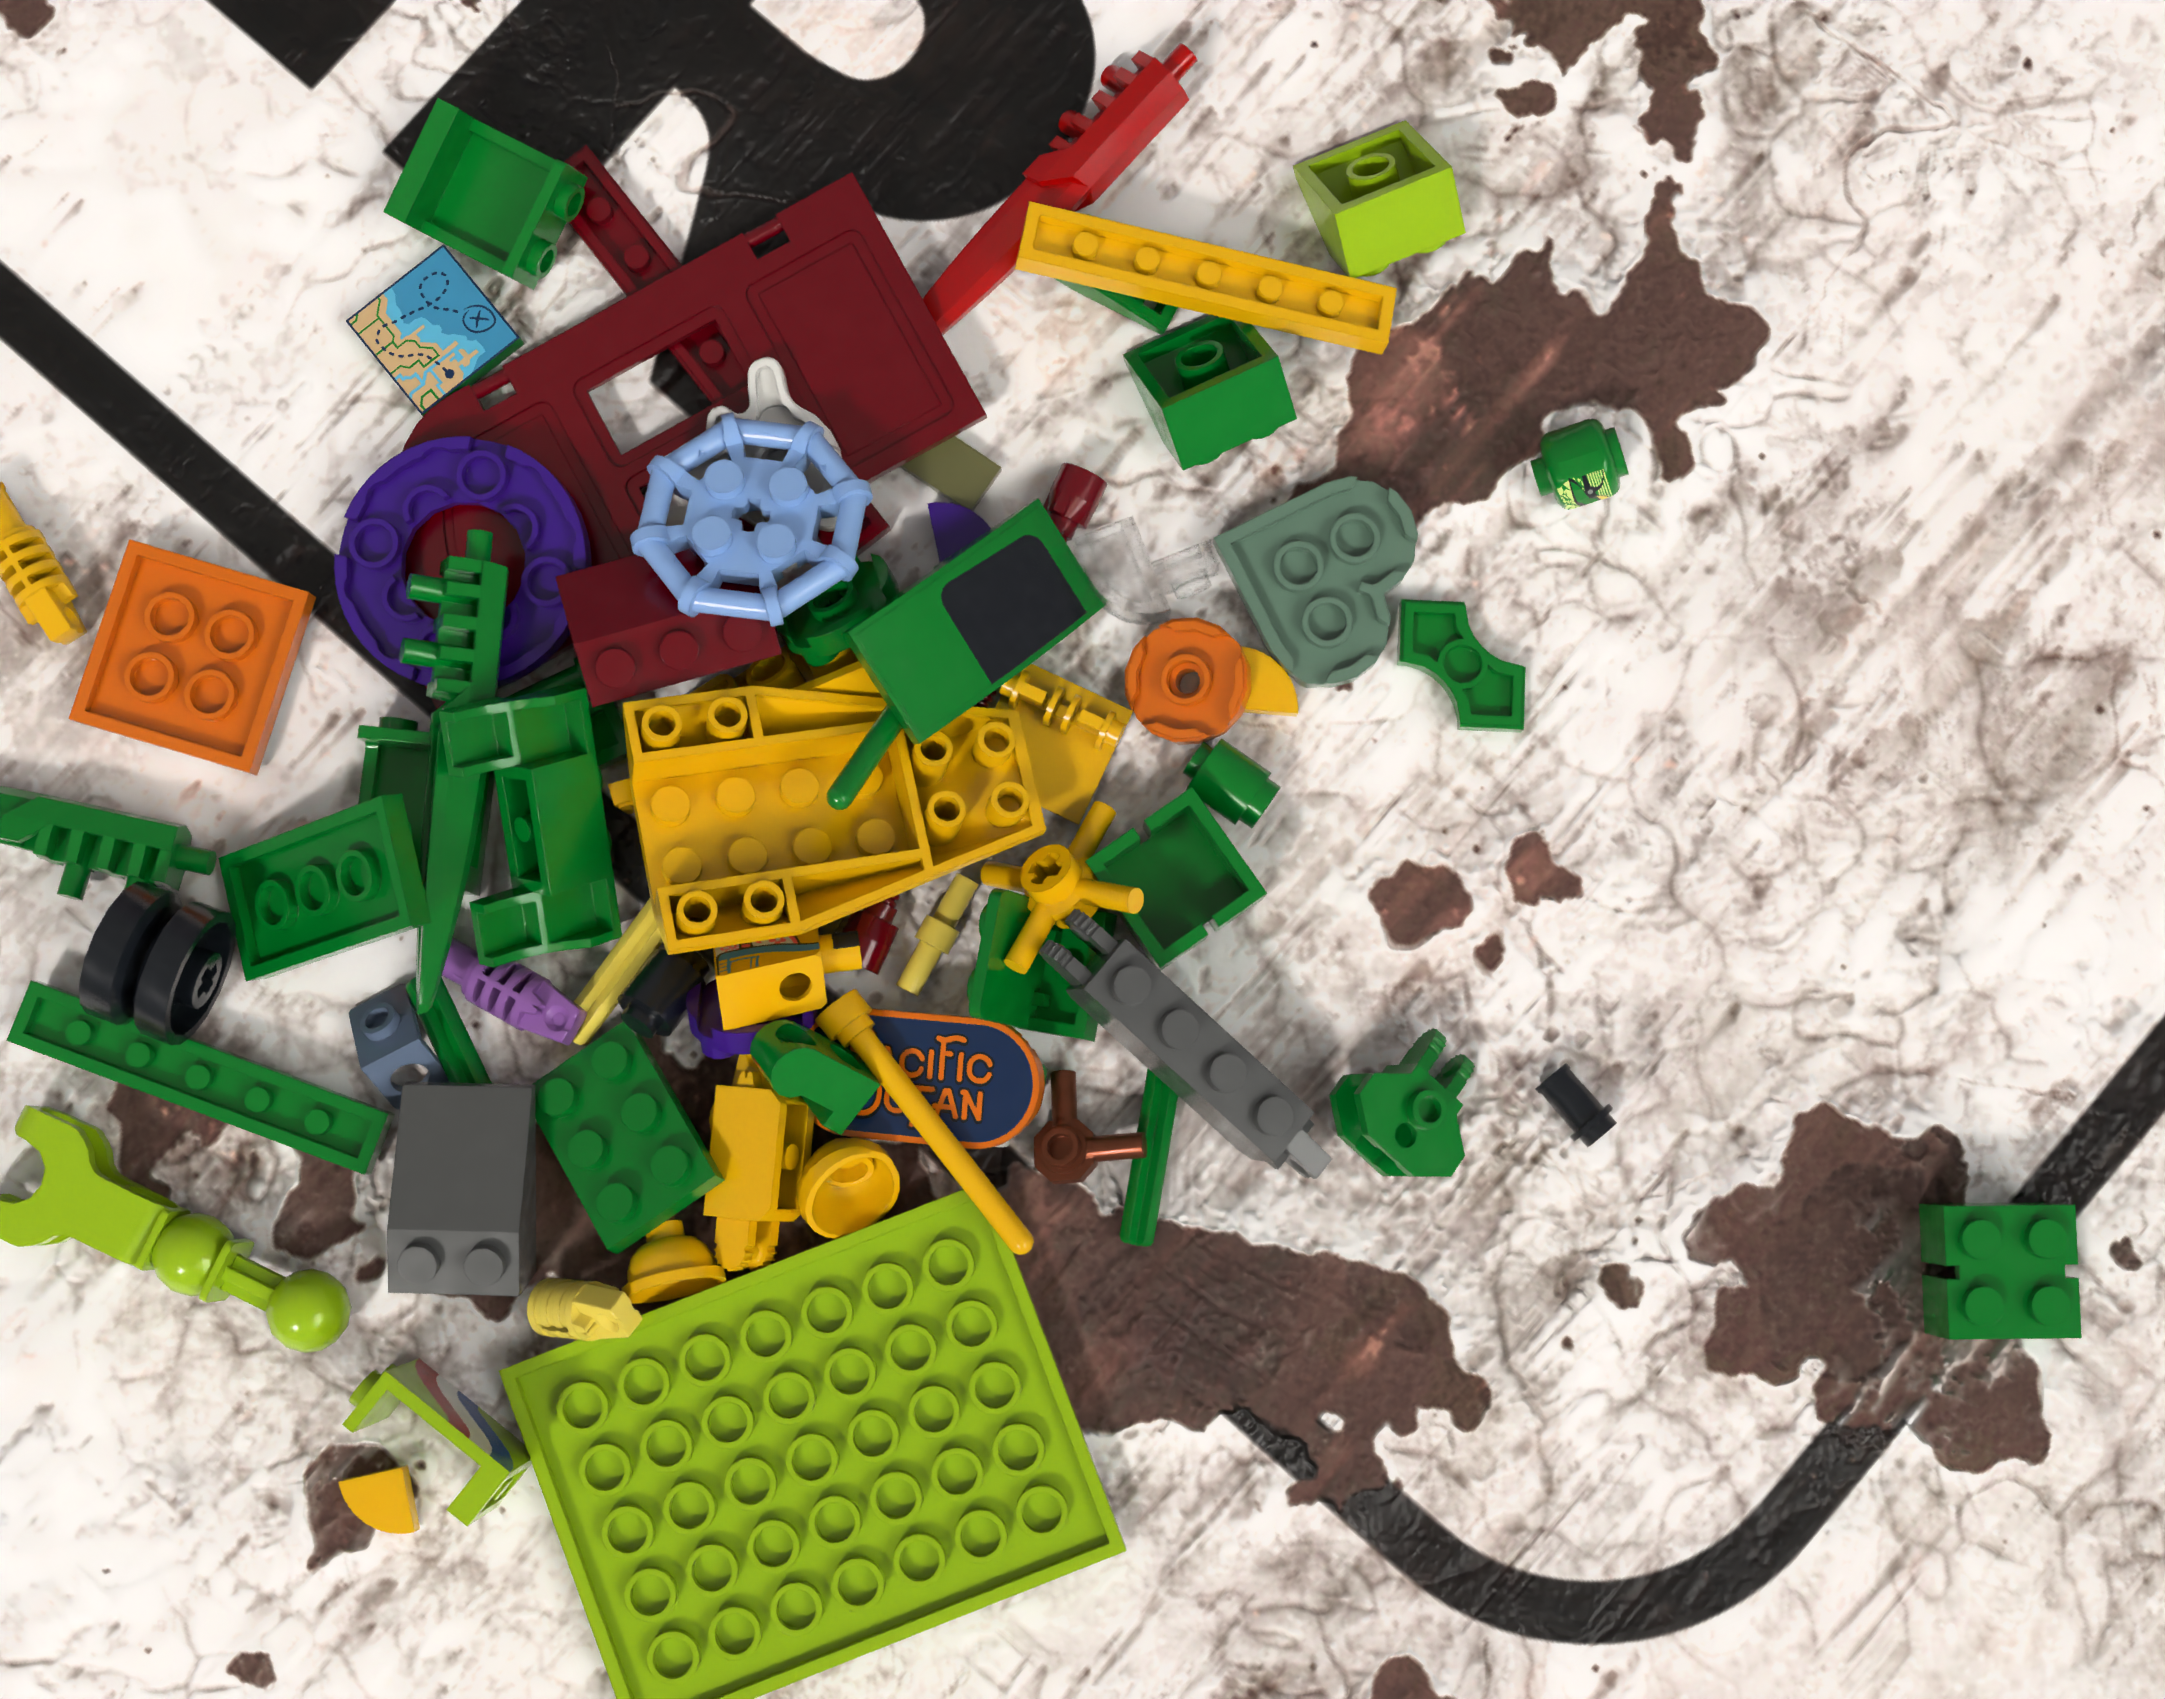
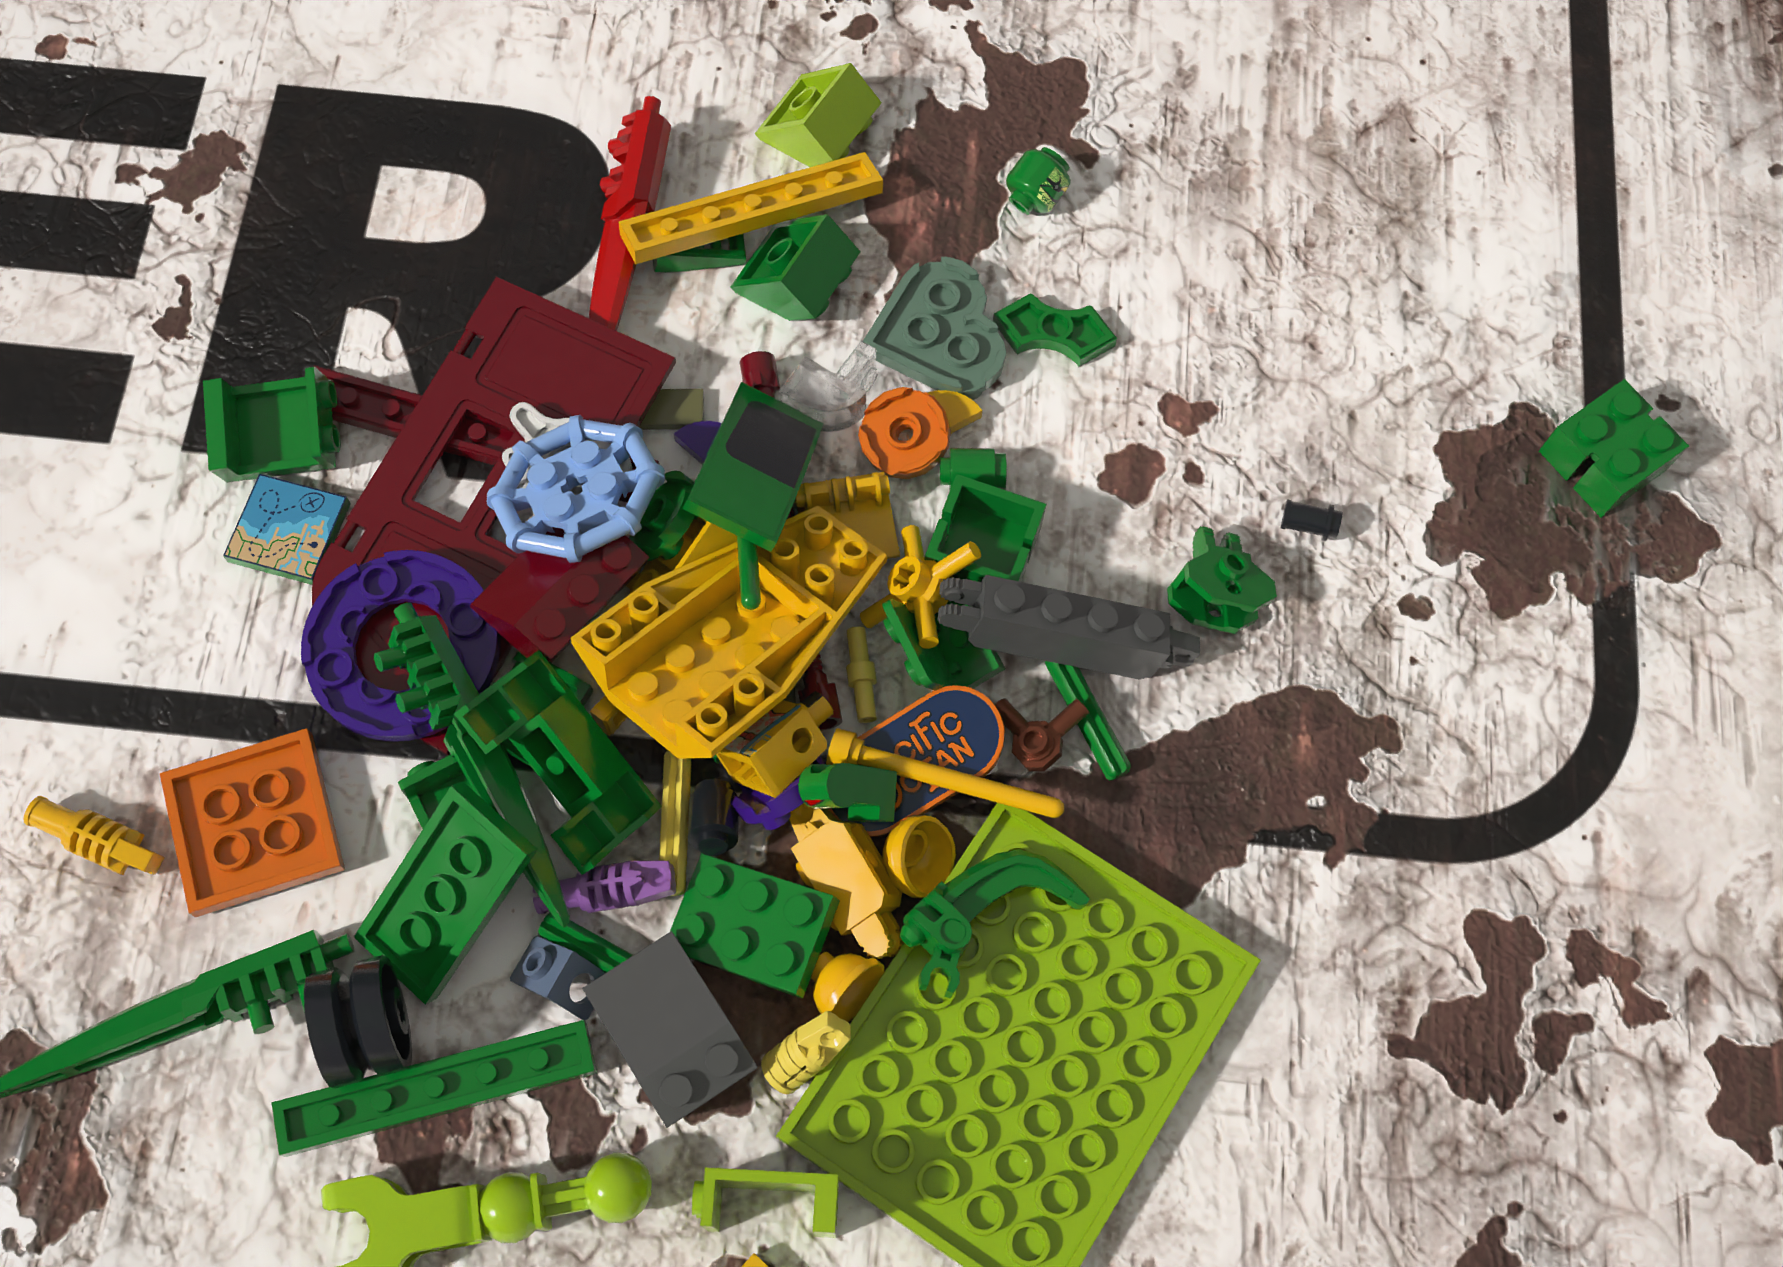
camera: 40 degrees left, 15 degrees down
(838, 1269) = (945, 914): none -> green piece

